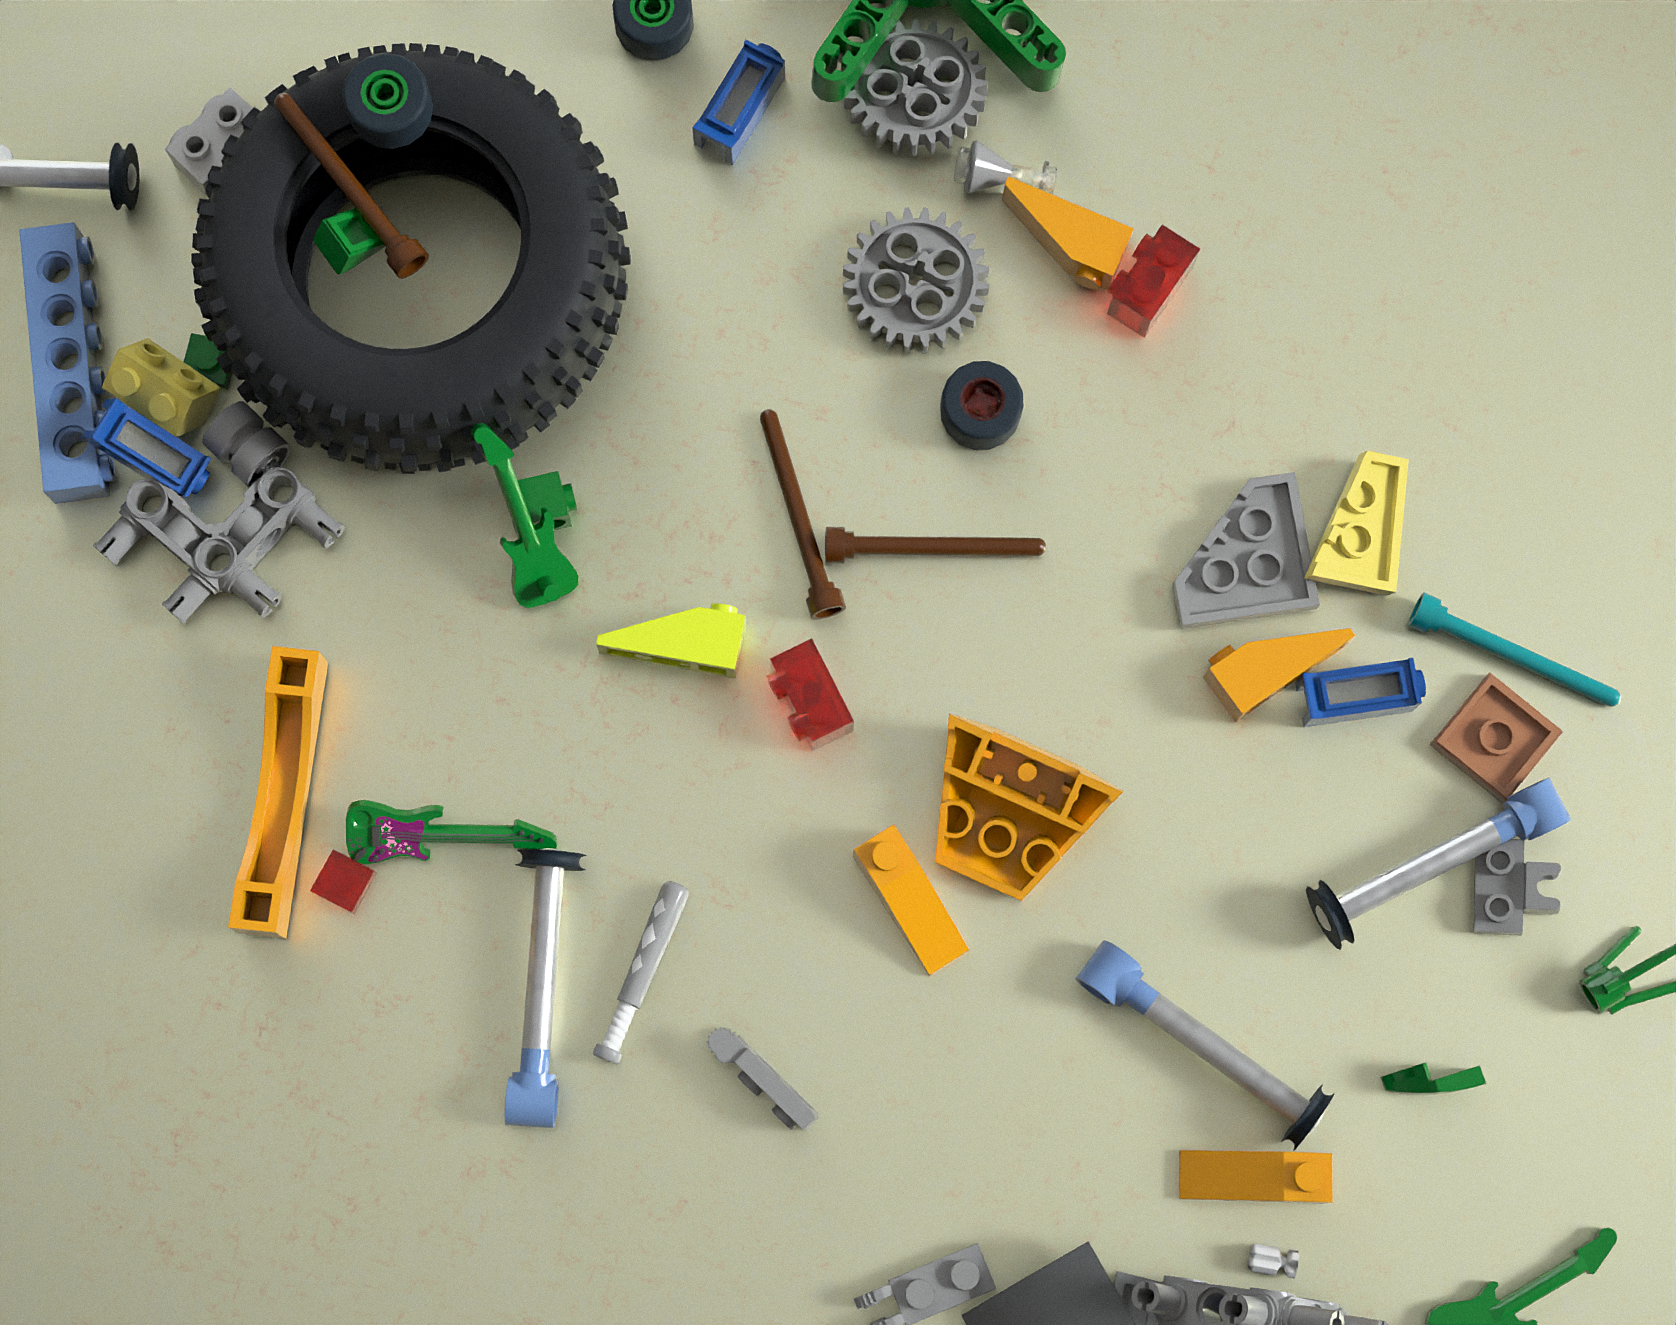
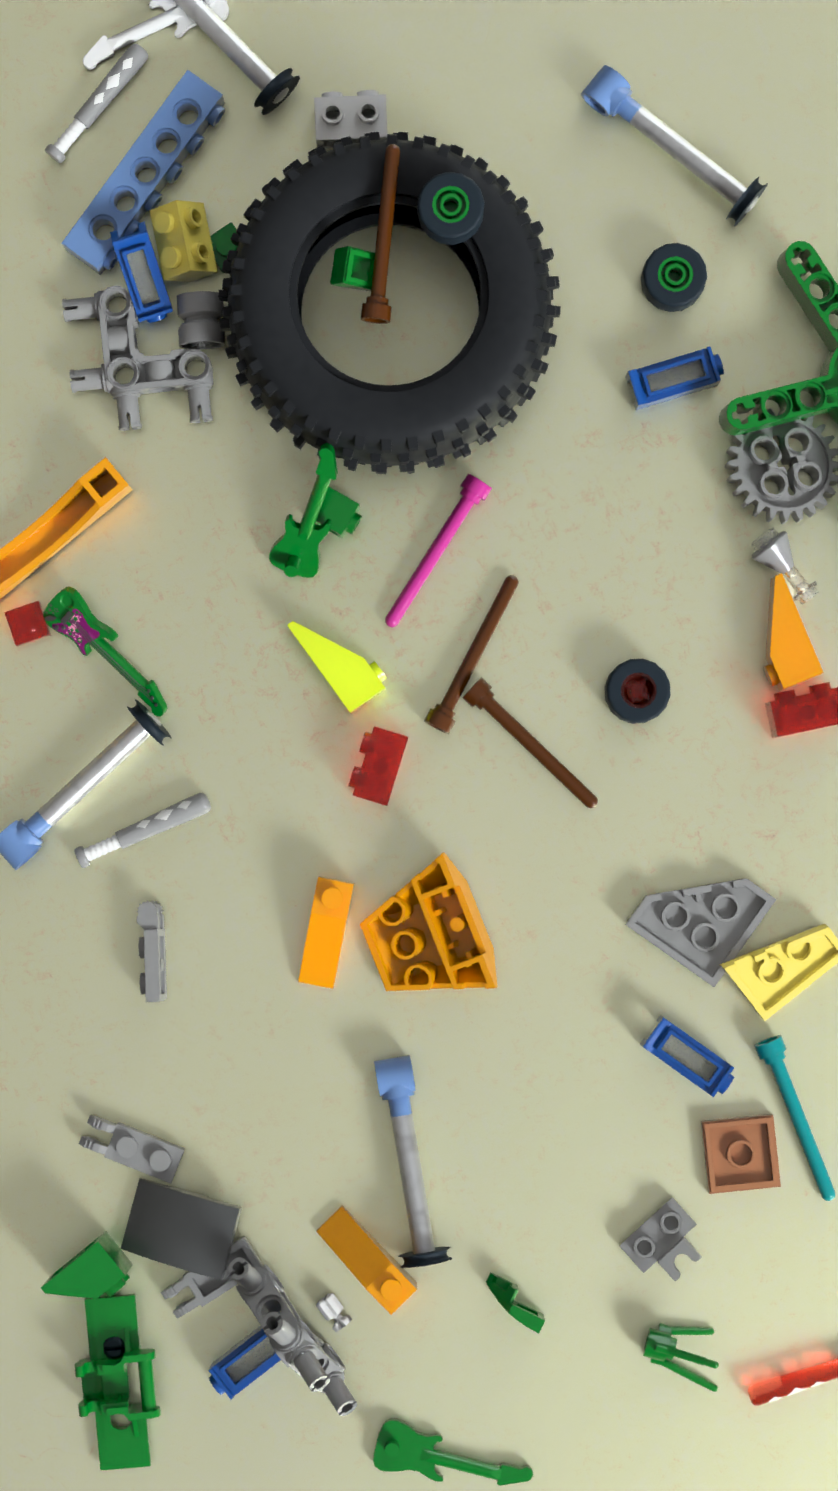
camera: 45 degrees right, 10 degrees up
(654, 368) = (472, 493): none -> dark pink piece
(932, 245) = (641, 594): light grey gear -> none
(1266, 667) = (644, 992): light orange slope -> none
(1525, 815) = (713, 1213): piece -> none

